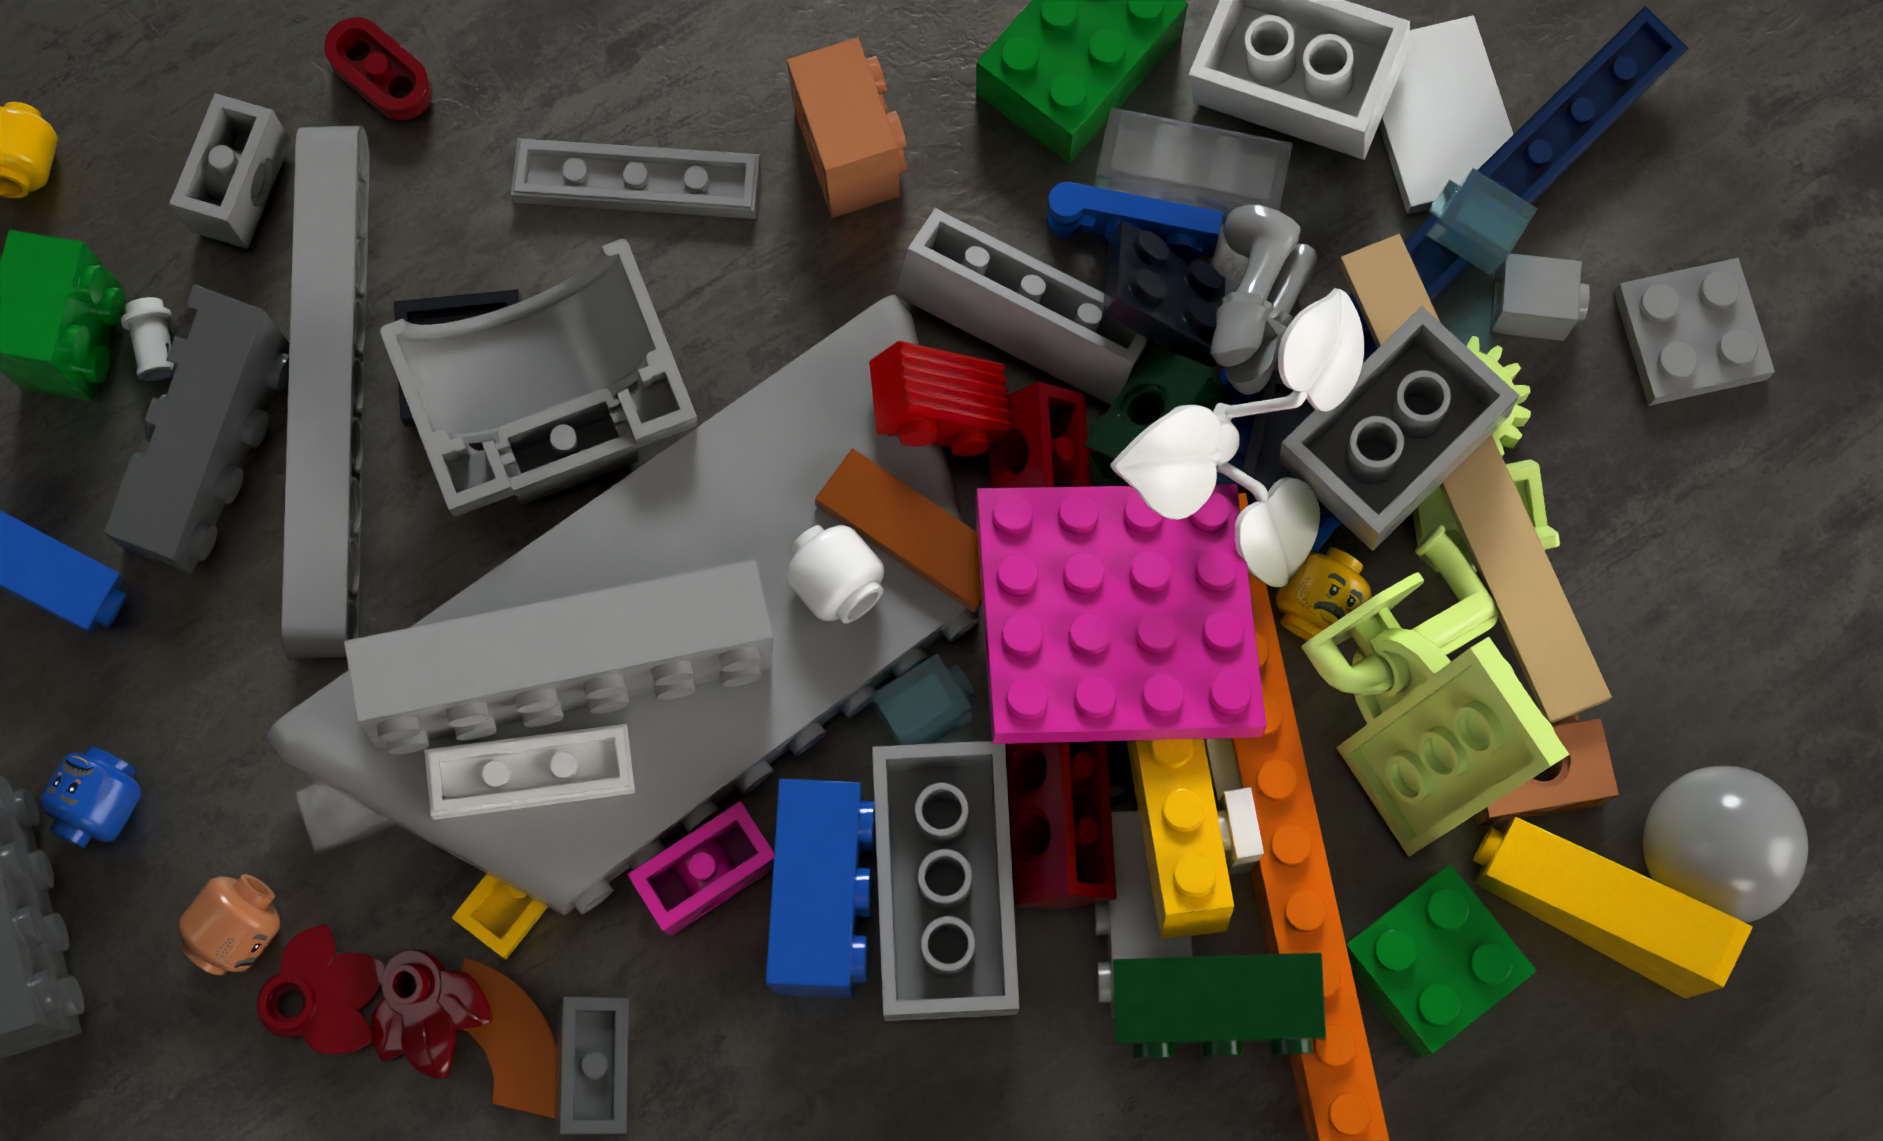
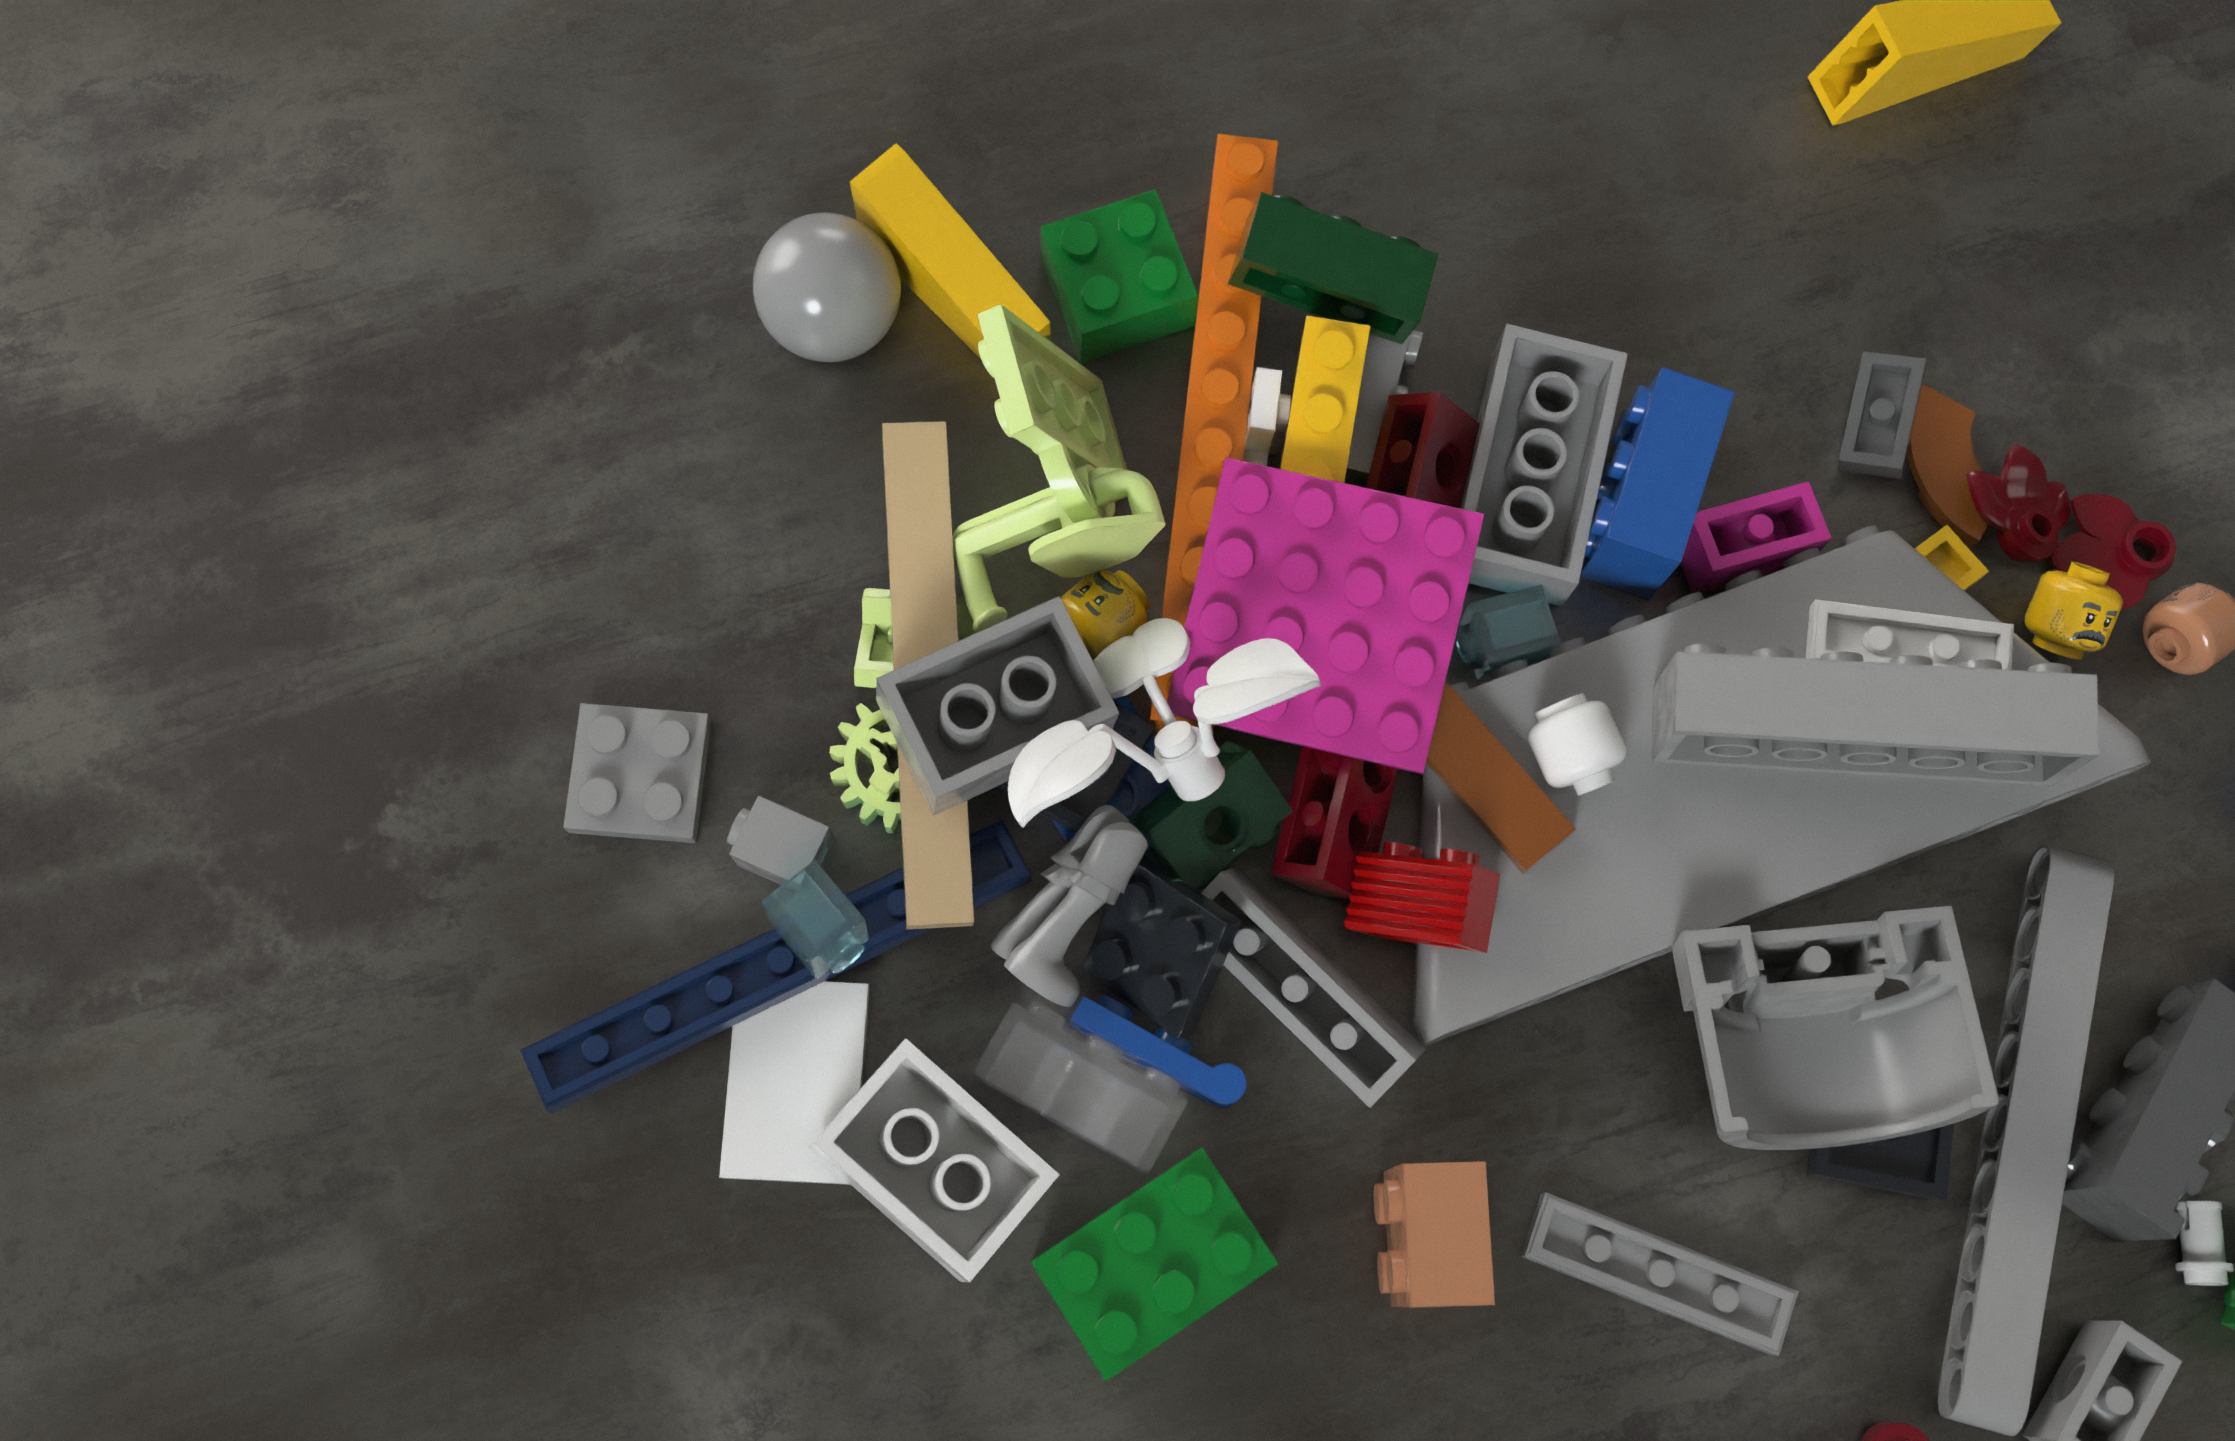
camera: 170 degrees left, 0 degrees up
(358, 899) = (2073, 611): none -> yellow head
(1575, 782) = (935, 385): nougat brick -> none

